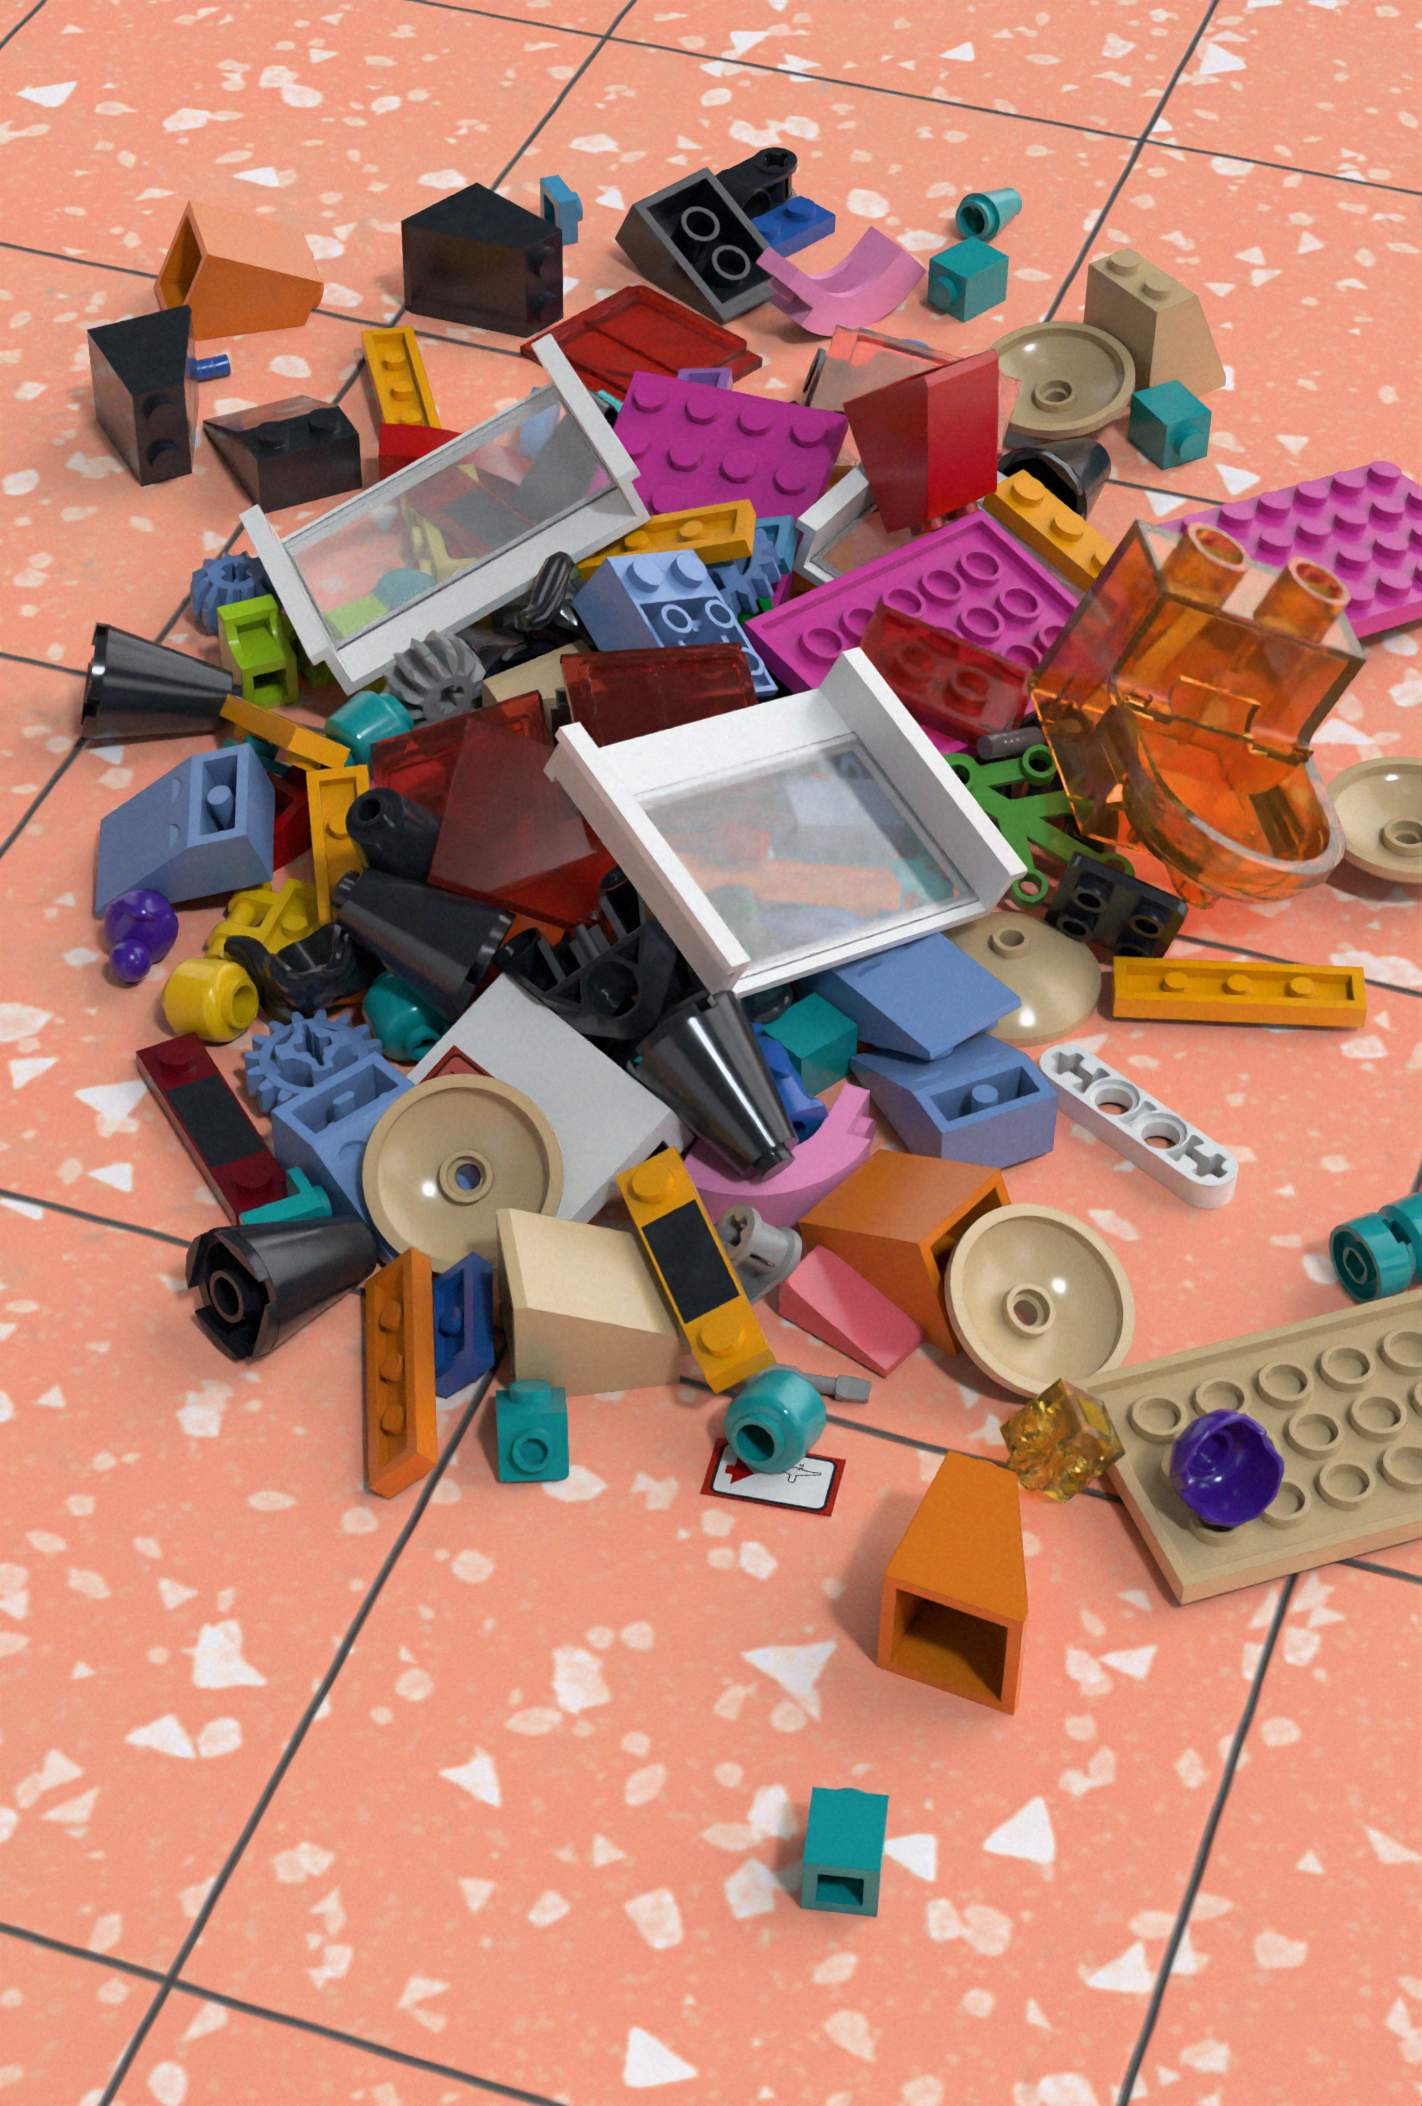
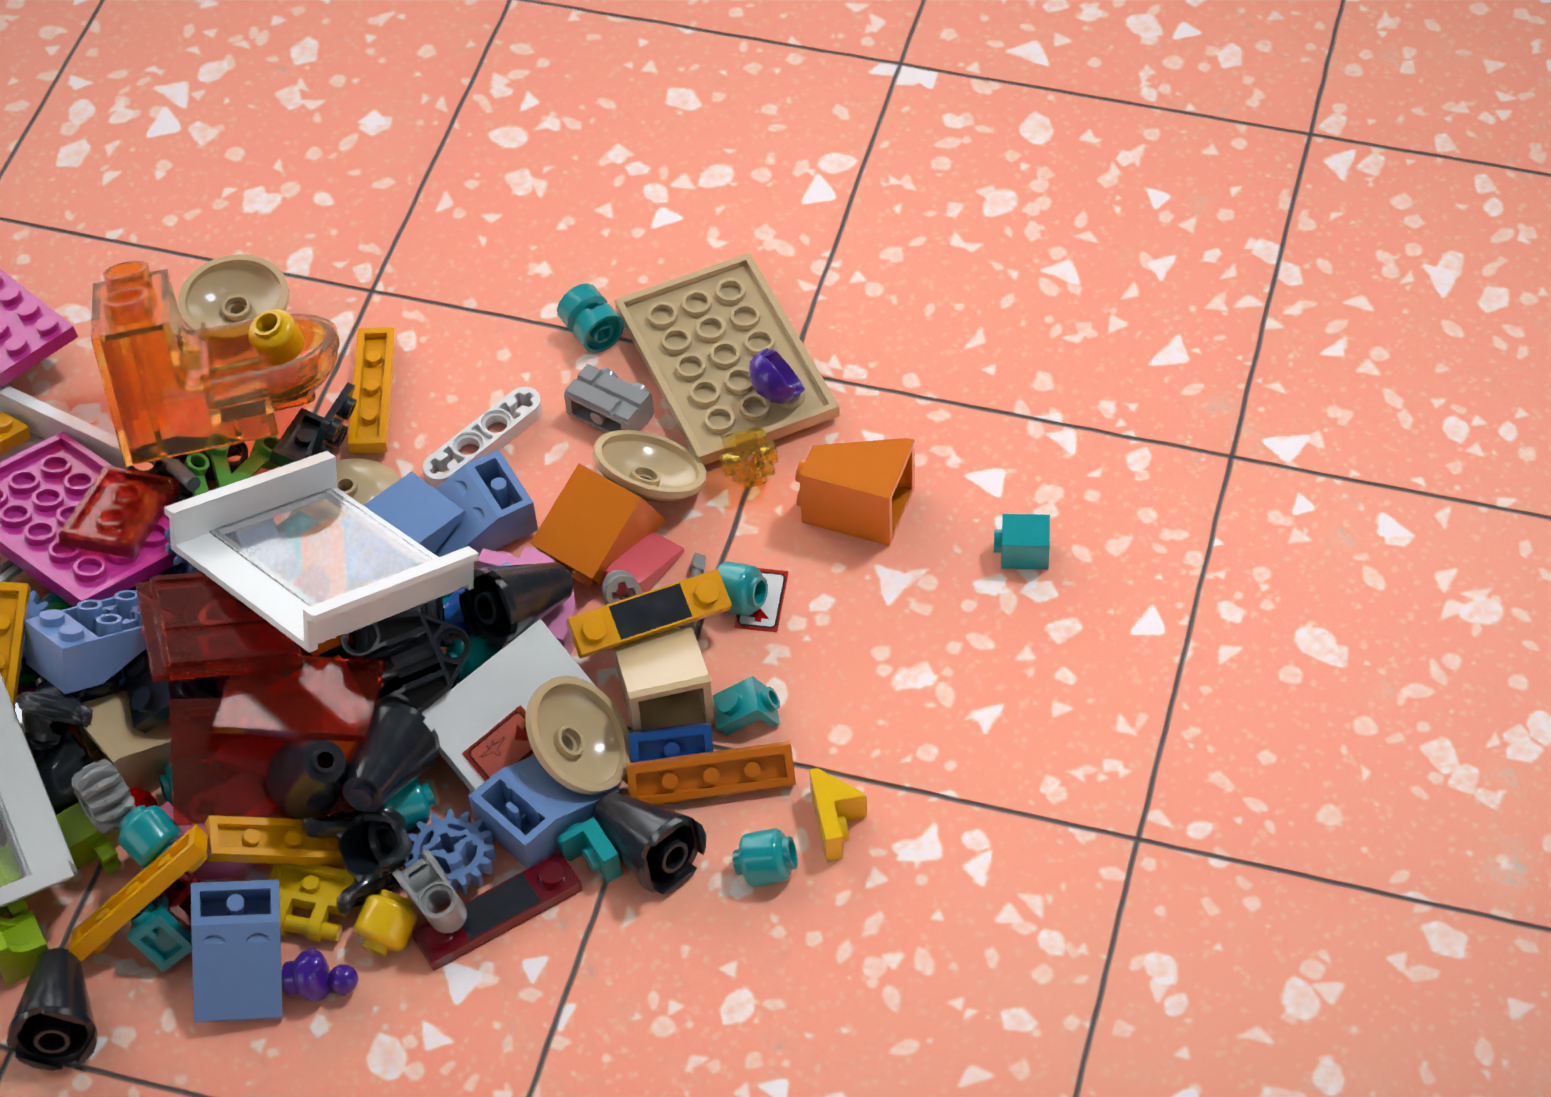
camera: 90 degrees left, 10 degrees up
(214, 1021) = (429, 888): none -> light grey piece
(223, 1428) = (765, 857): none -> teal head
(306, 1513) = (834, 806): none -> yellow slope
(1202, 1273) = (608, 401): none -> light grey brick
(1271, 813) = (276, 337): none -> yellow head

